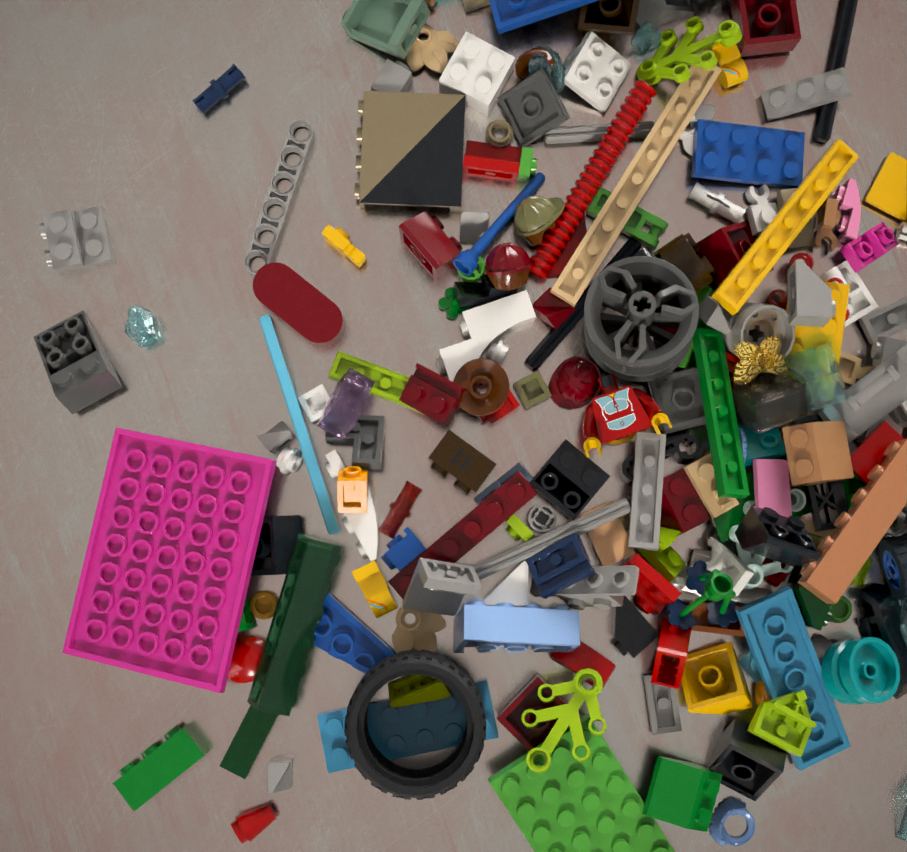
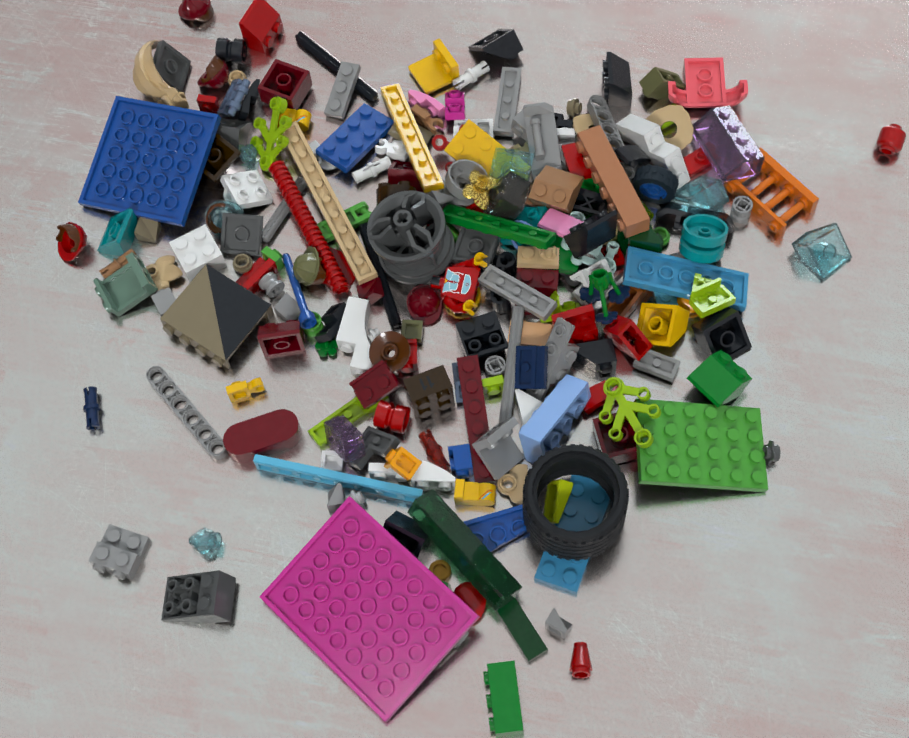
camera: 50 degrees left, 20 degrees down
(409, 437) = (389, 416): none -> red wheel
(490, 187) = (271, 284): none -> light grey wheel
(508, 266) = (326, 297): dark red piece -> none
(718, 831) = (758, 377): medium blue piece -> none
(808, 297) = (460, 141): light grey slope -> none

